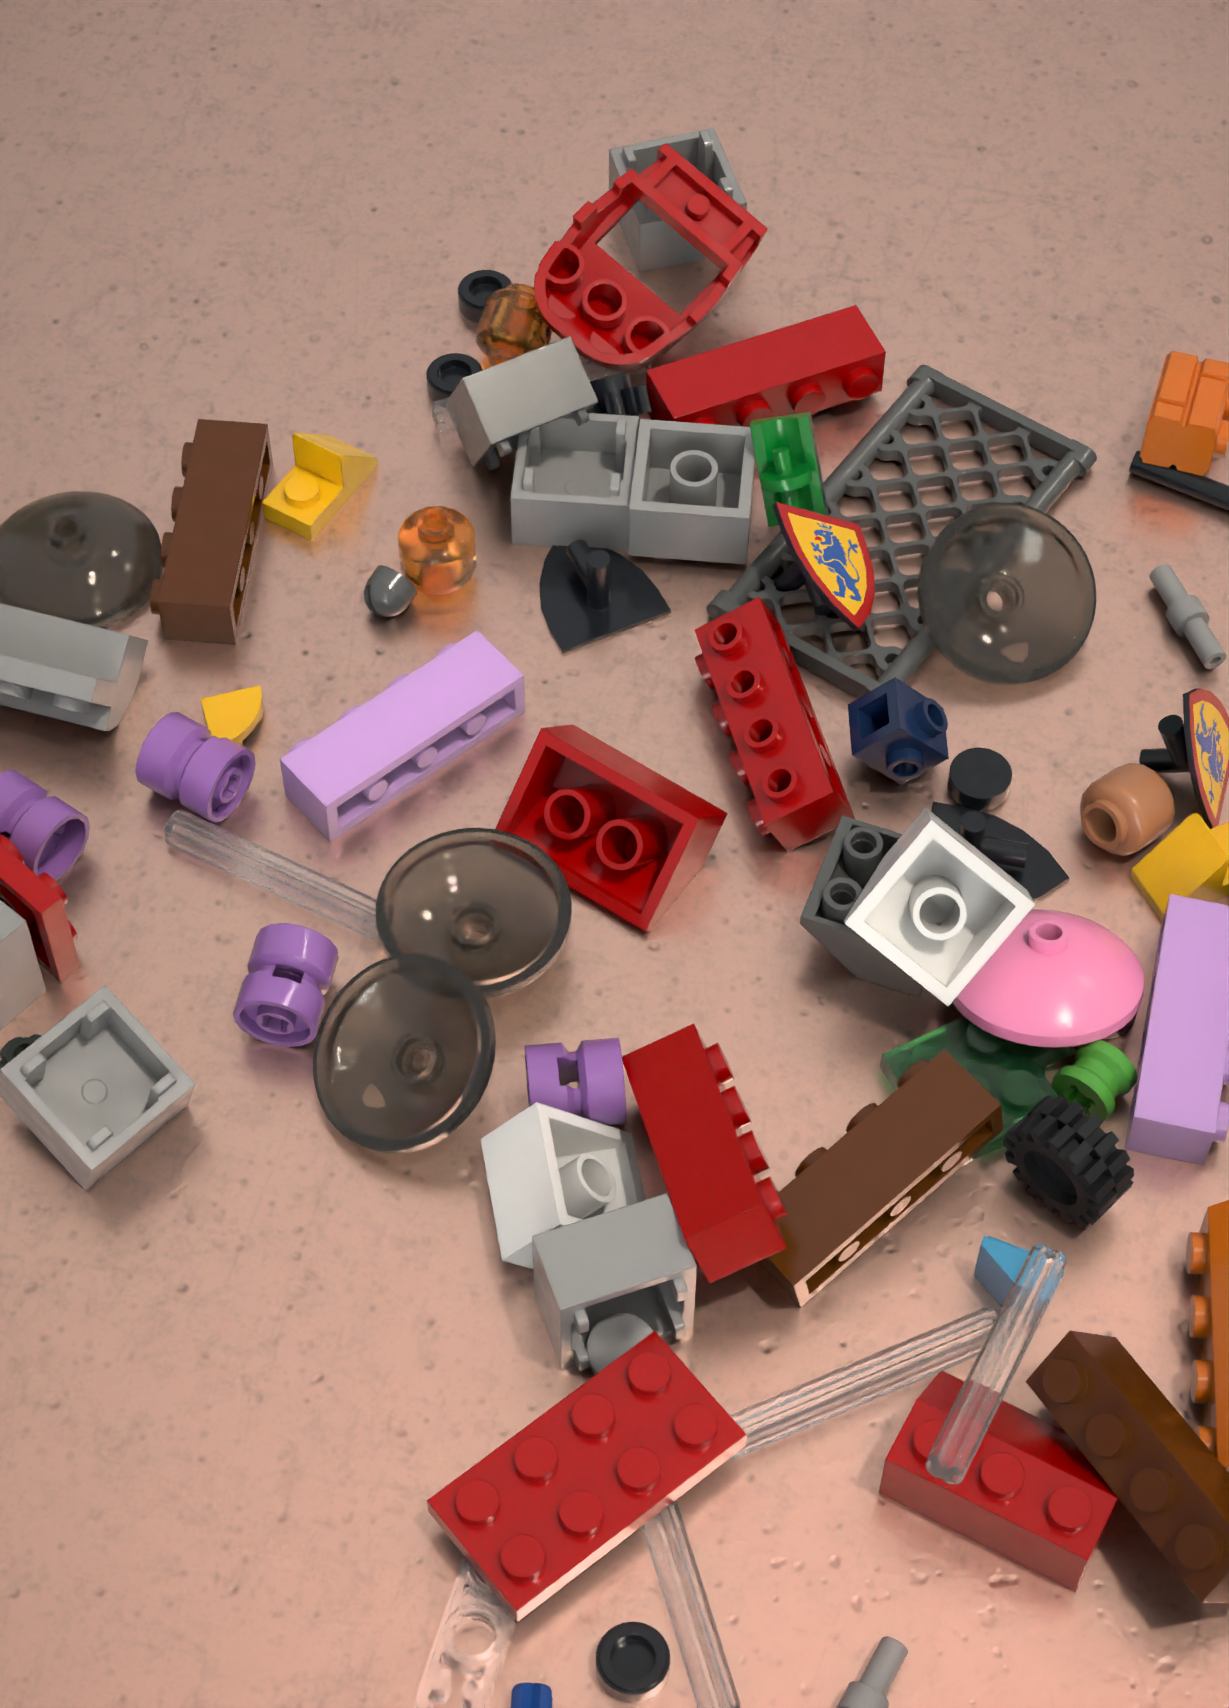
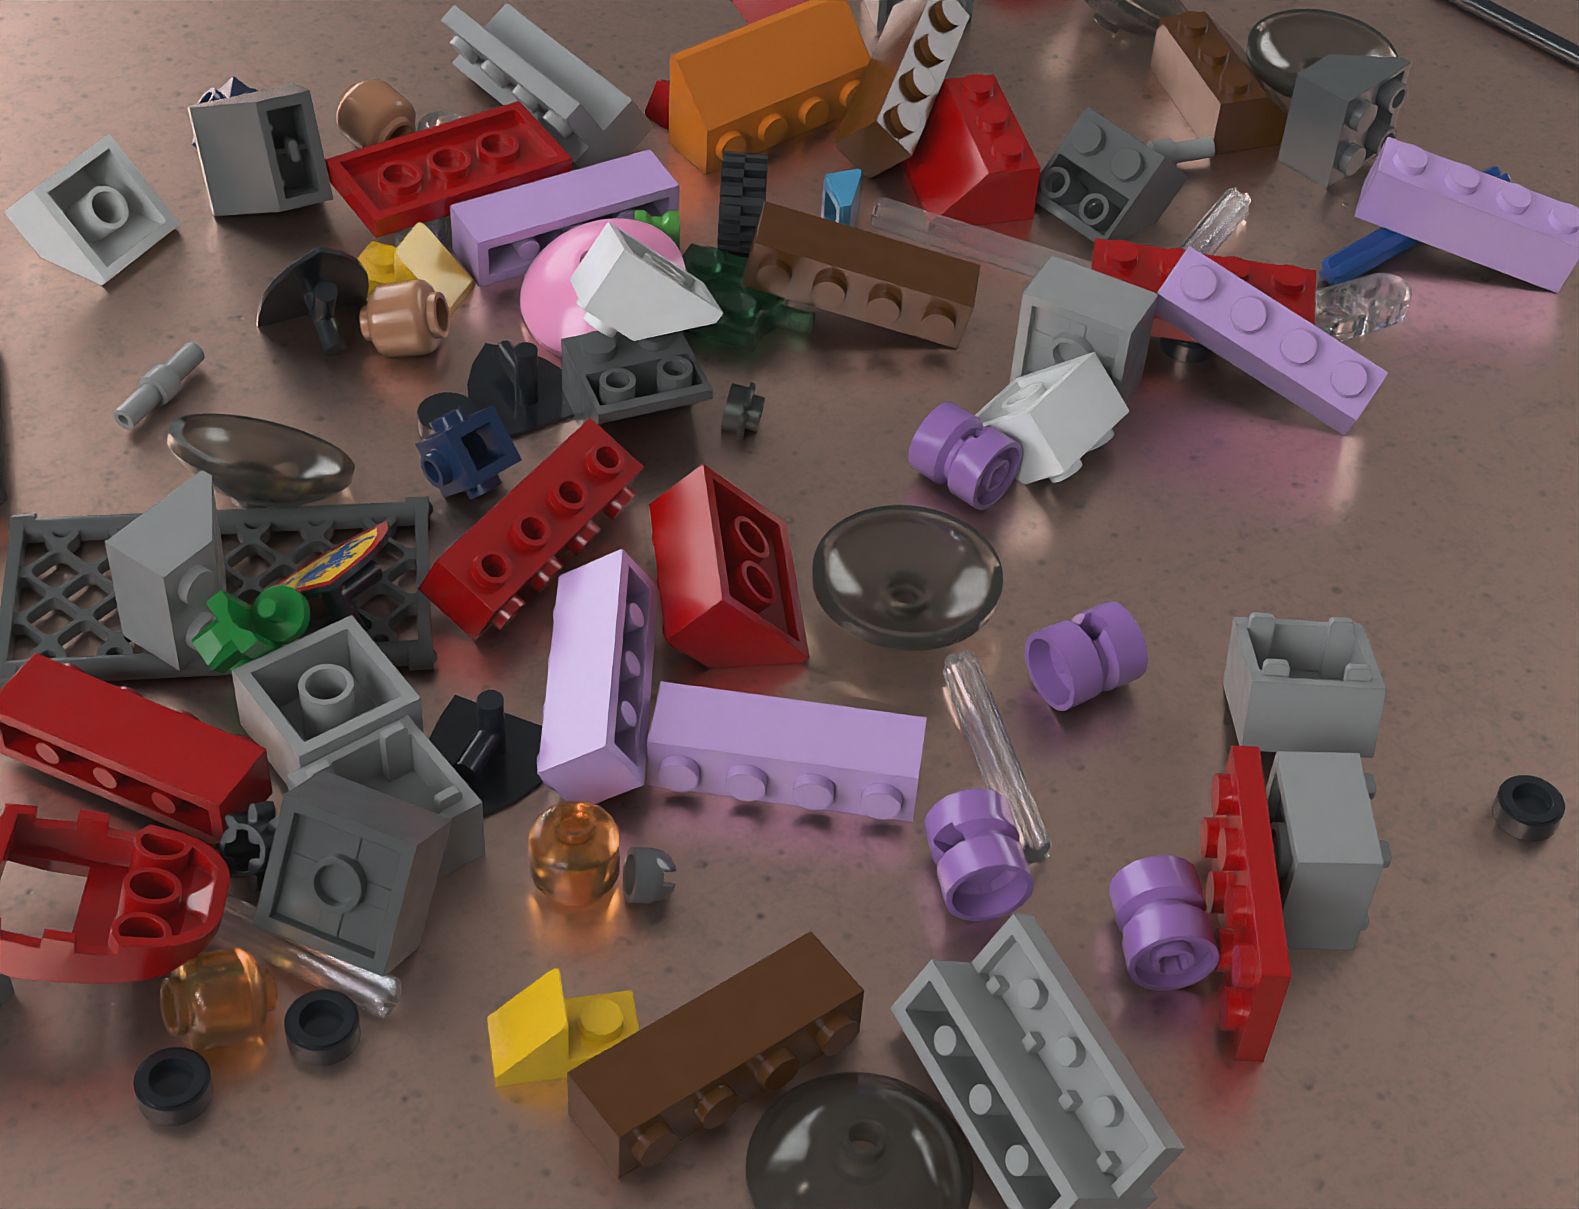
camera: 135 degrees left, 10 degrees down
(233, 713) = (890, 897): yellow tile -> none
(375, 1046) = (1059, 536): clear smoke dish -> none
(448, 1419) = (1268, 341): none -> lavender brick
(577, 660) = (599, 681): none -> lavender brick
(632, 1662) = (1260, 245): black tile -> none
(704, 1155) = (951, 332): red brick -> none
(798, 983) = (742, 409): none -> pearl dark grey plate
(849, 1578) = (1107, 180): none -> dark grey slope
(883, 450) = (168, 570): none -> light grey slope
(996, 1365) = (931, 138): clear axle -> none

